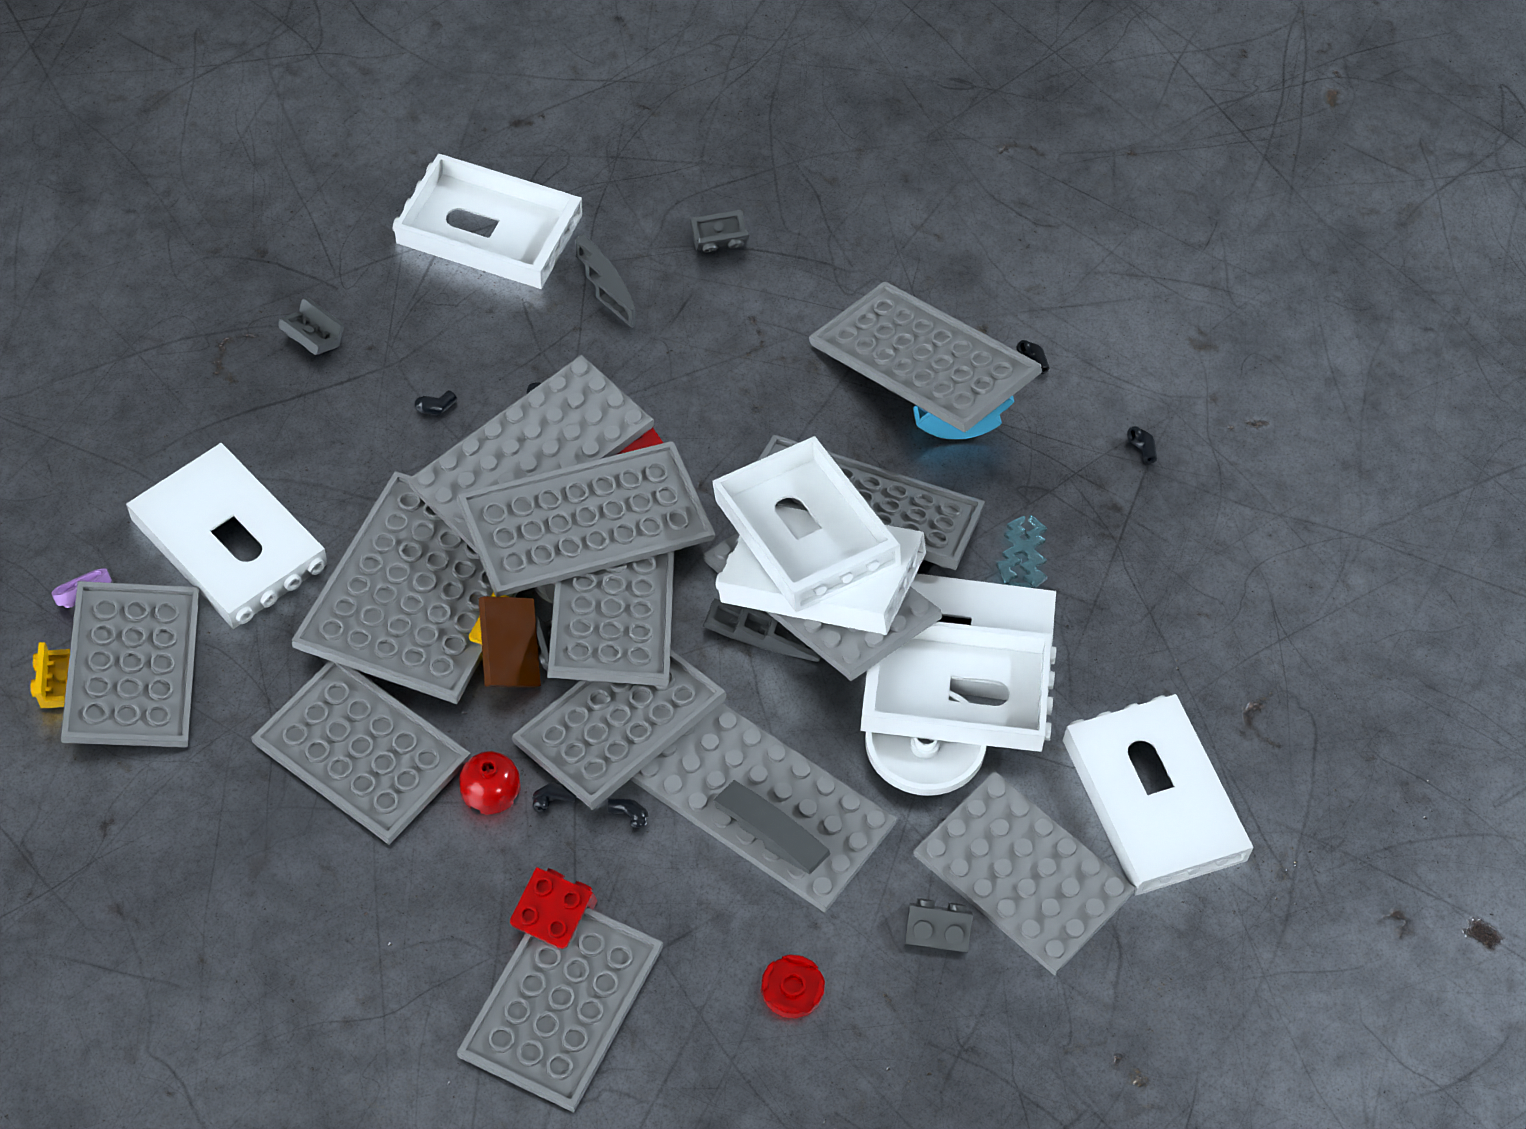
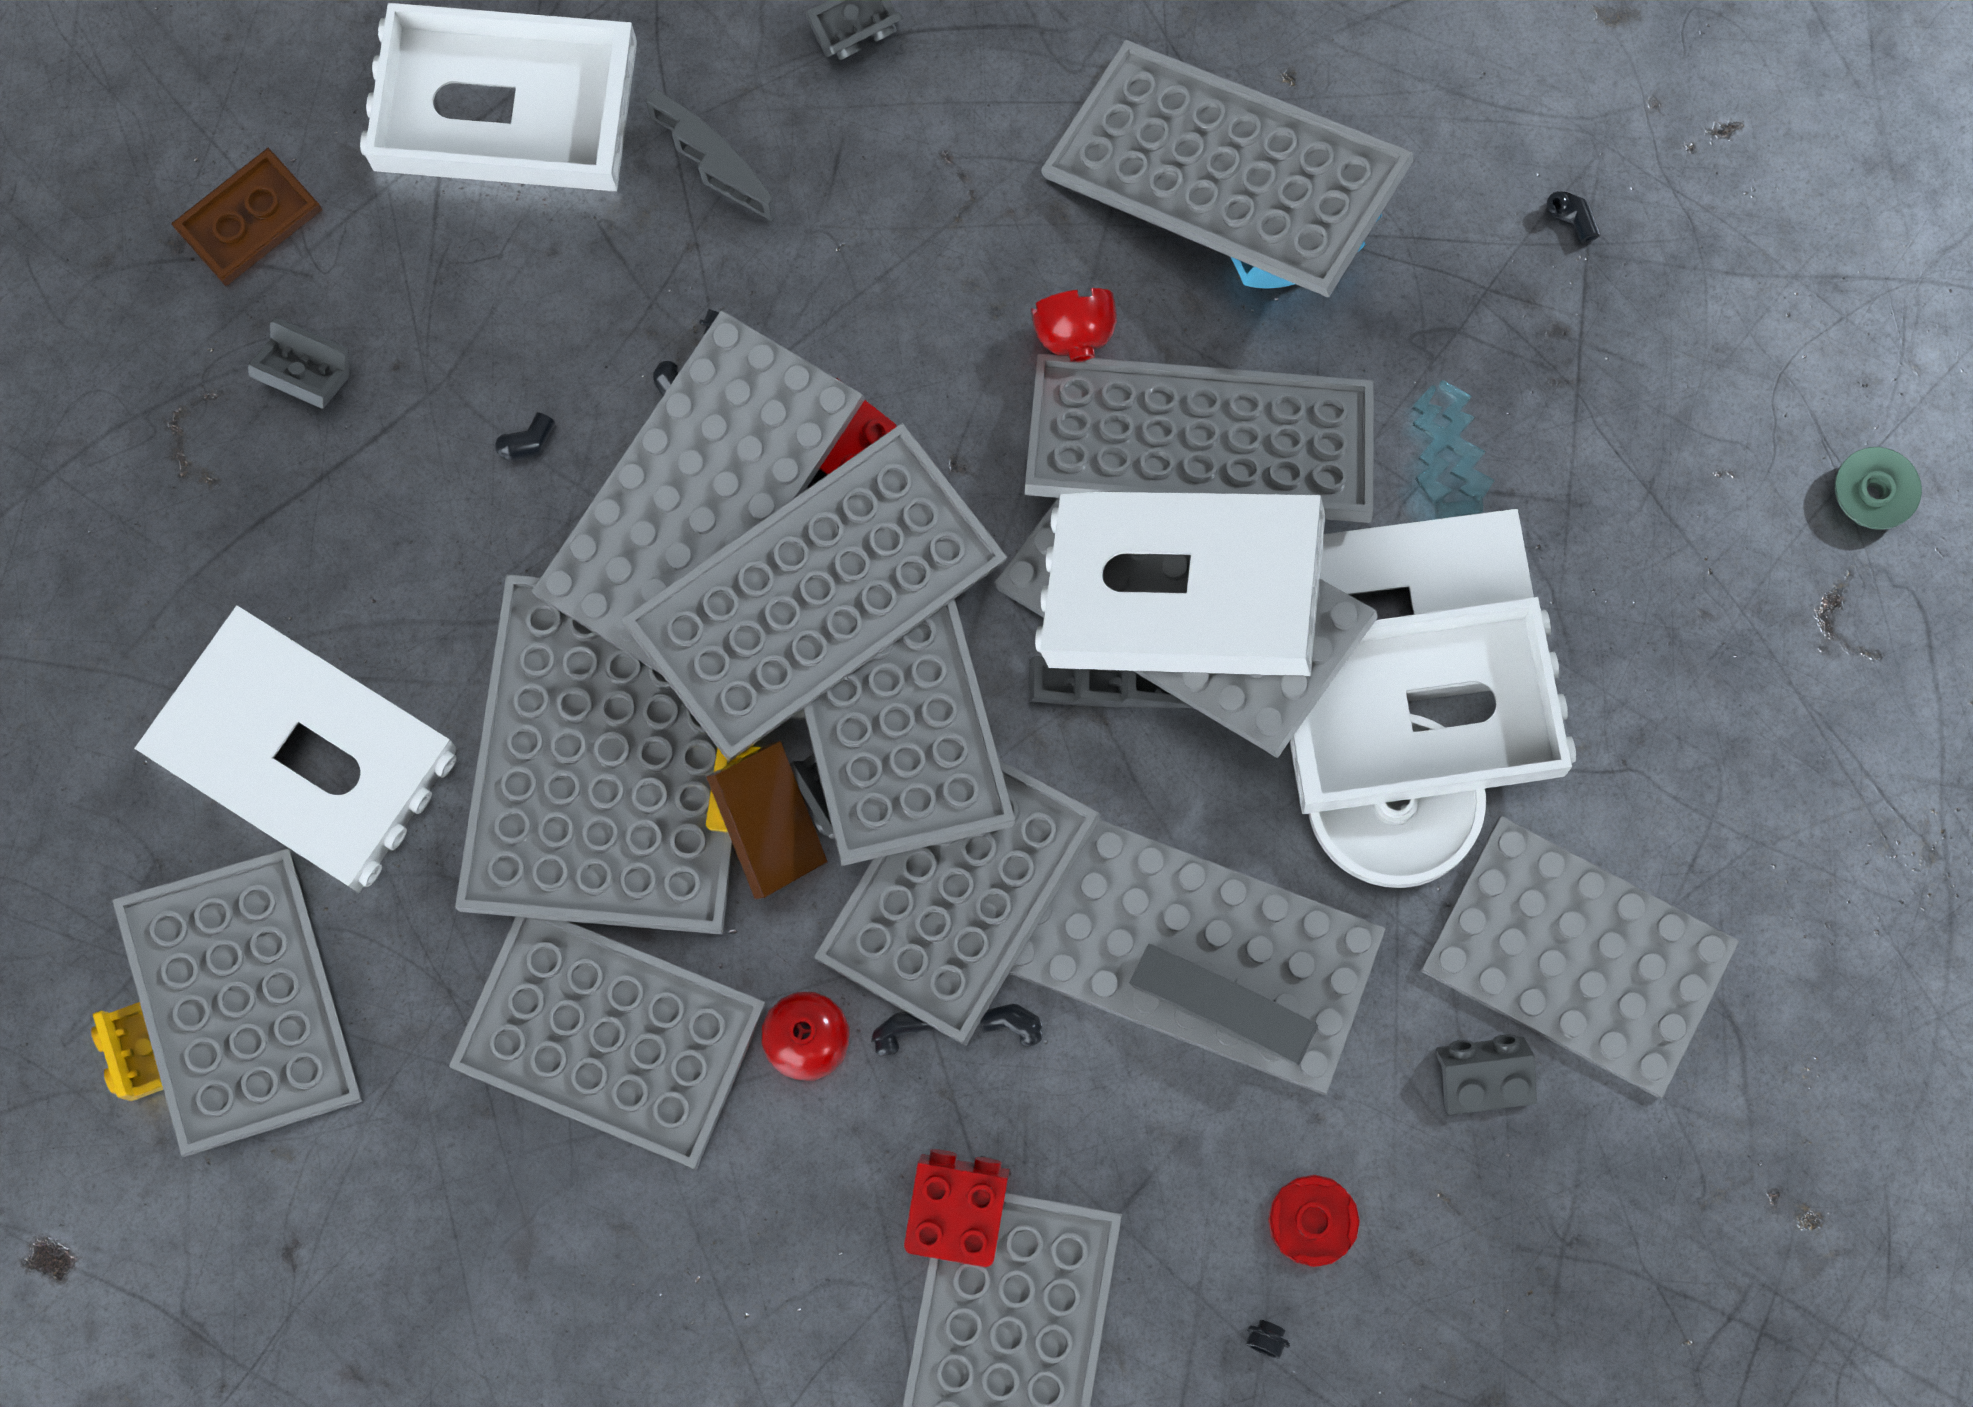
camera: 10 degrees left, 20 degrees up
(66, 593) = (98, 911): lavender plate -> none
(310, 247) = (247, 216): none -> reddish brown tile
(737, 1049) = (1267, 1339): none -> black plate
(802, 417) = (1075, 323): none -> red cylinder
(817, 566) = (1190, 580): white panel -> none
(1034, 352) = (1379, 104): black arm -> none
(1165, 833) = (1769, 841): white panel -> none
(1305, 634) = (1891, 476): none -> sand green dish

